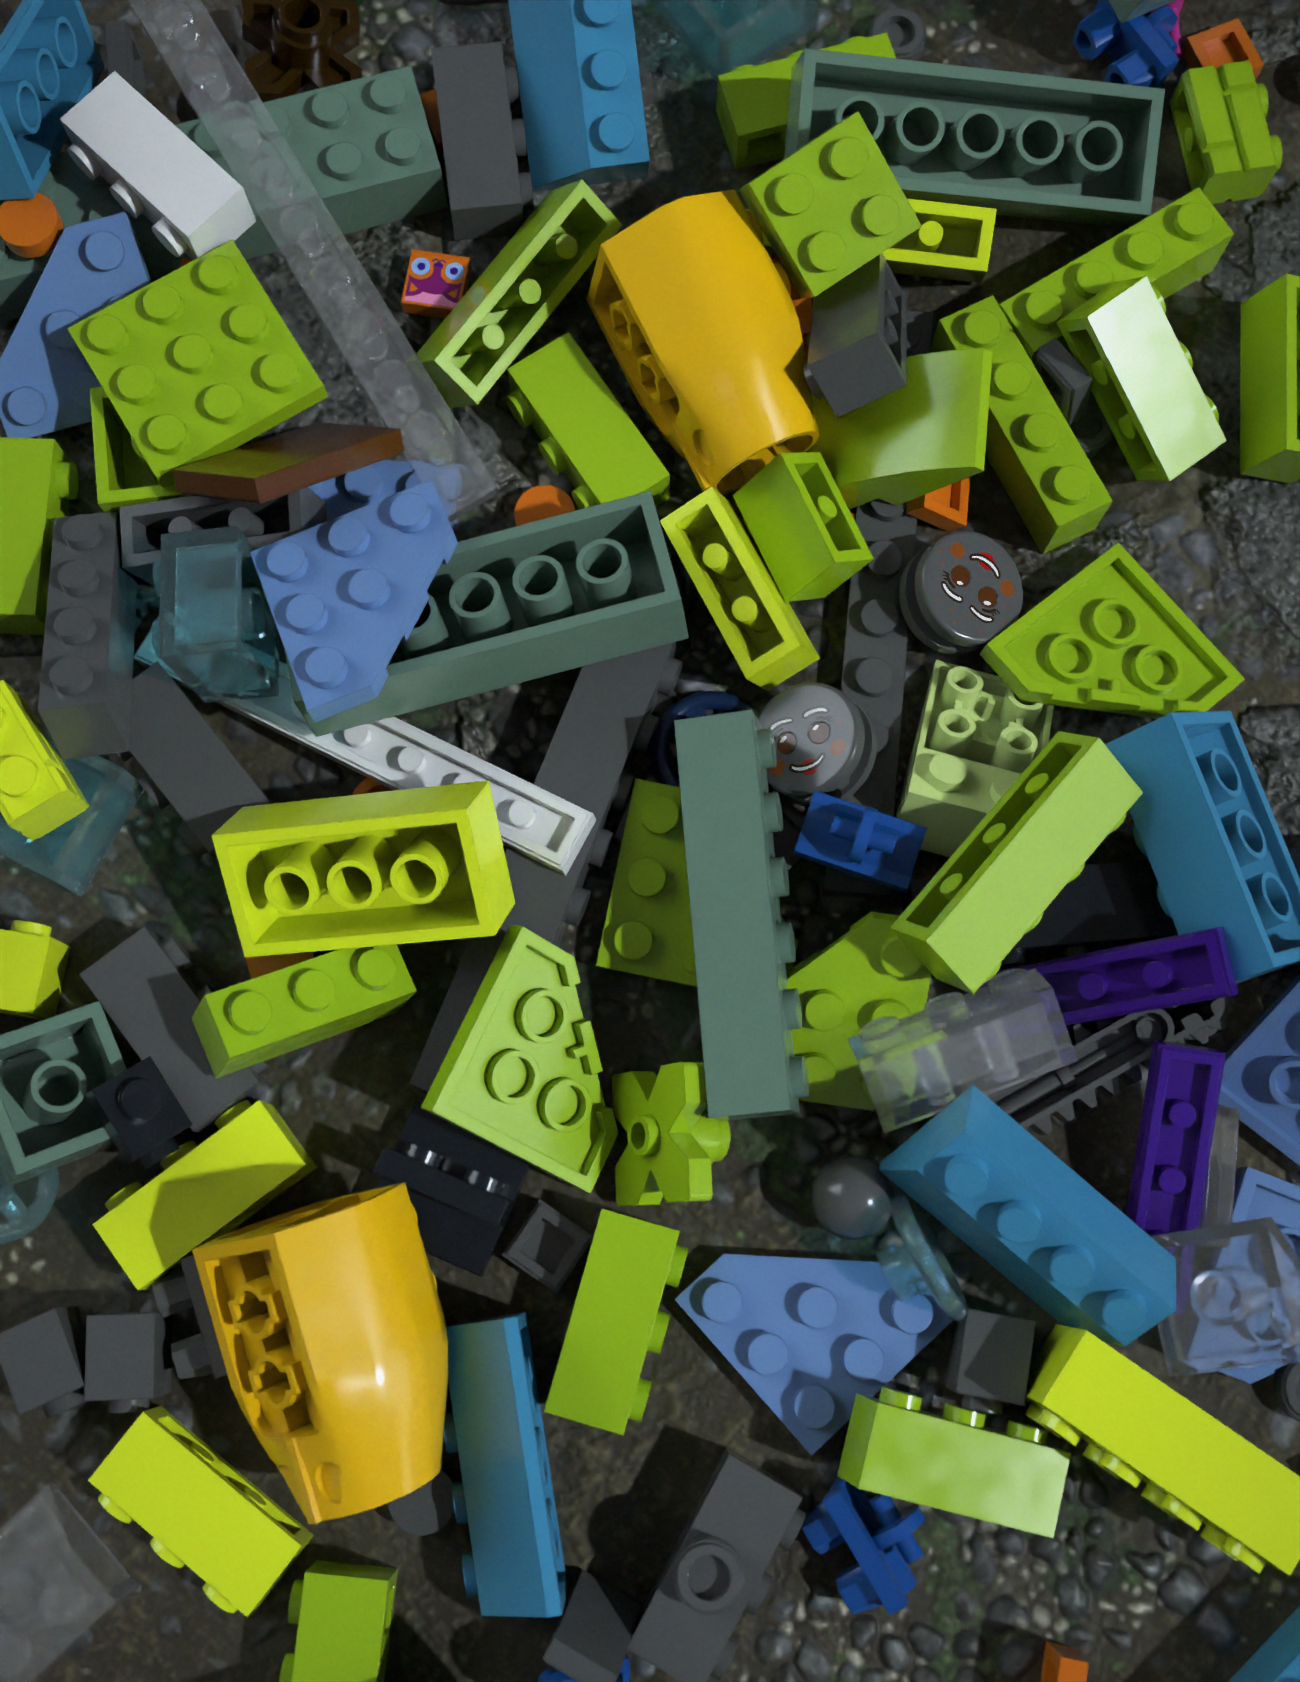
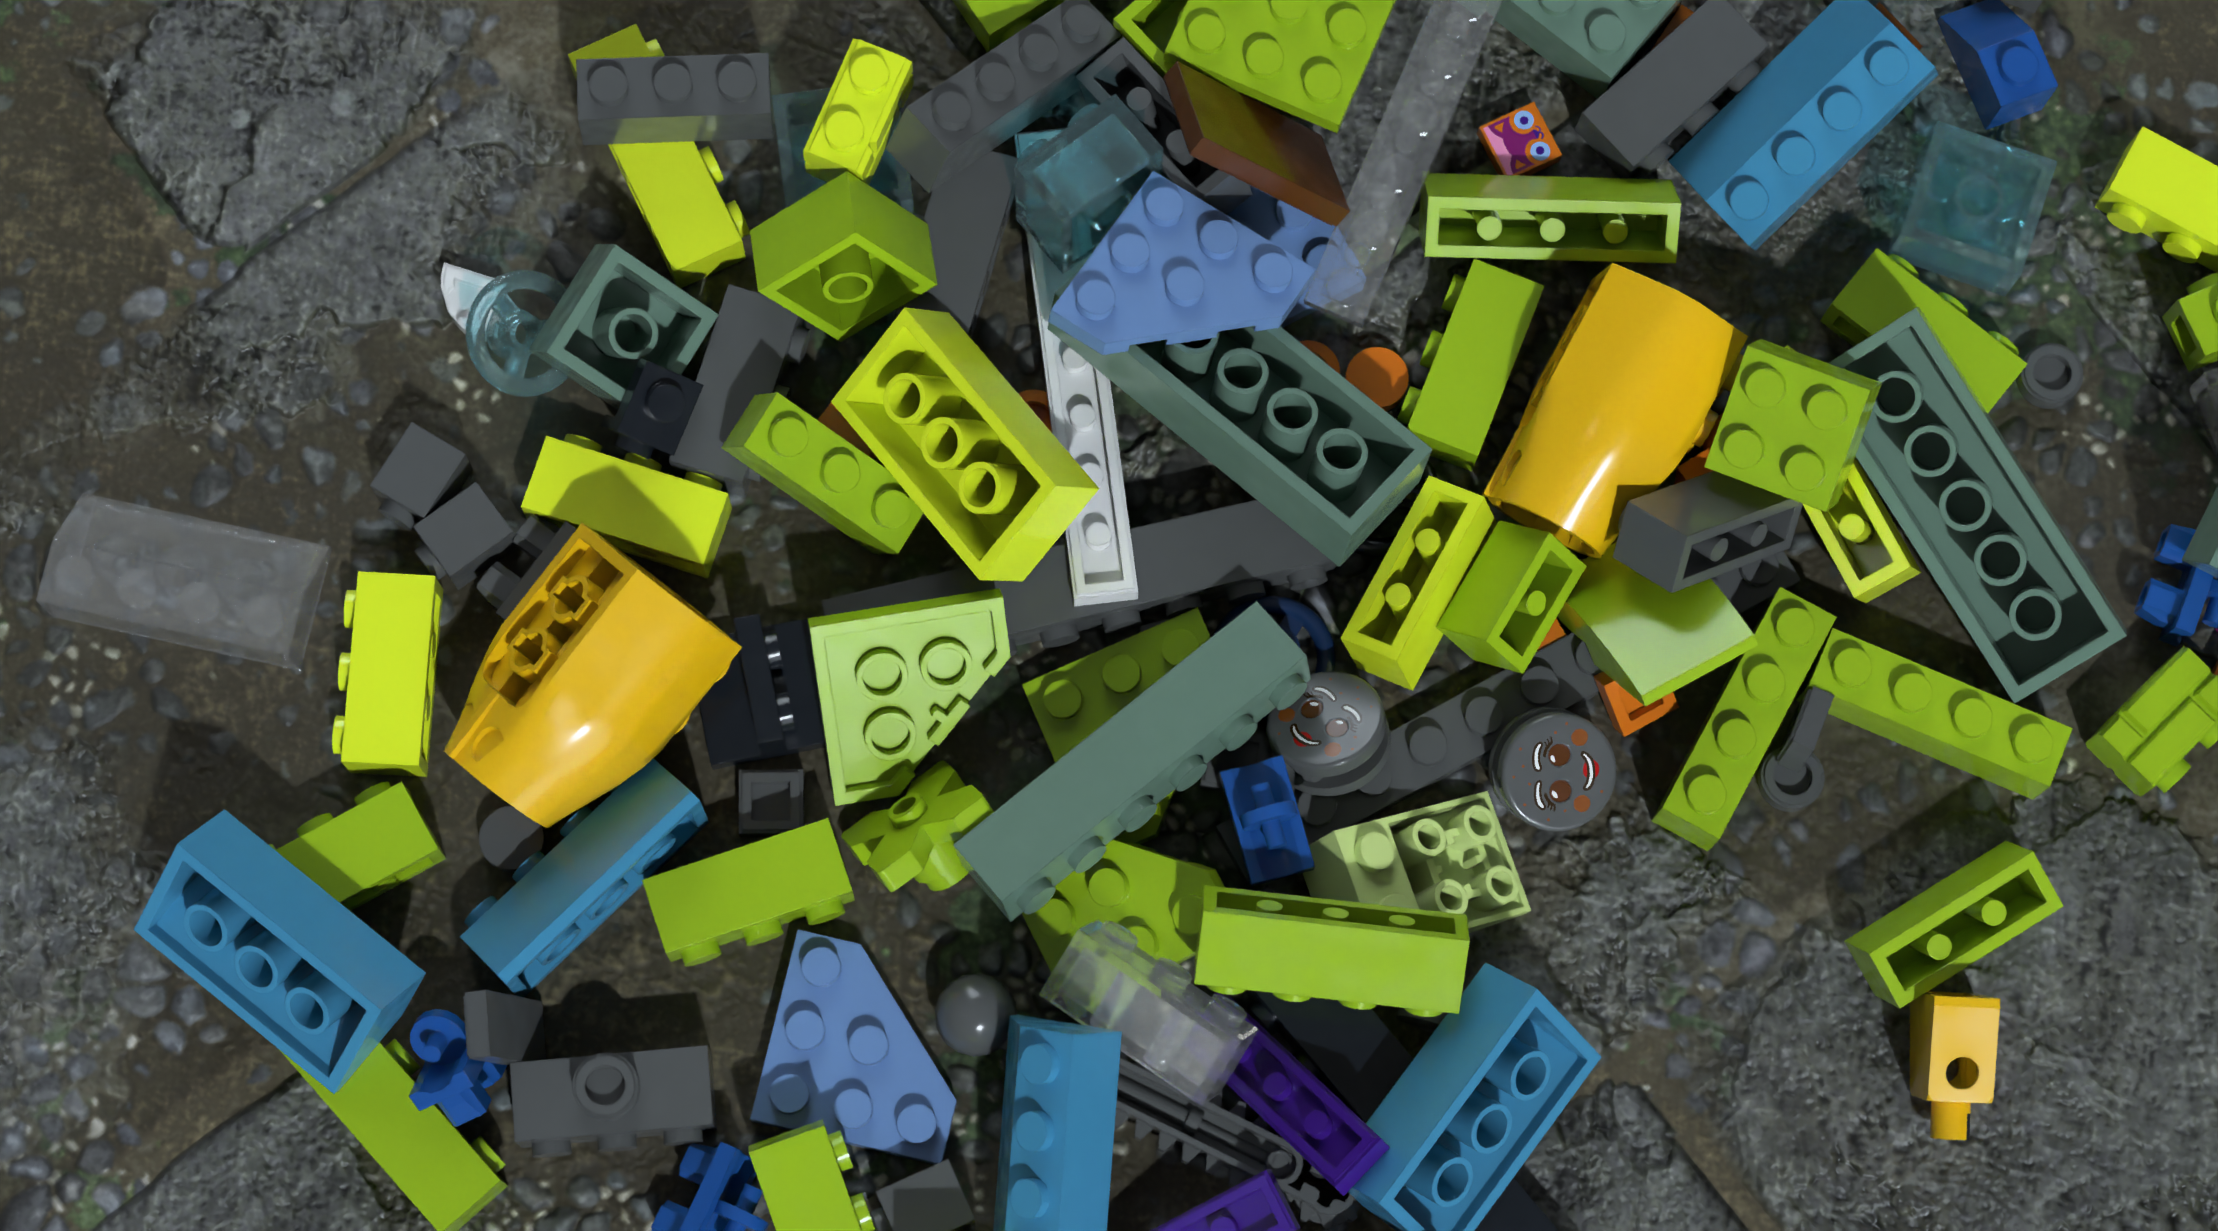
camera: 50 degrees right, 0 degrees up
(127, 860) = (843, 257): none -> lime brick
(919, 1262) = (959, 1098): clear light blue piece -> none
(1112, 647) = (1599, 928): lime plate -> none
(1143, 379) = (1853, 796): brick -> none

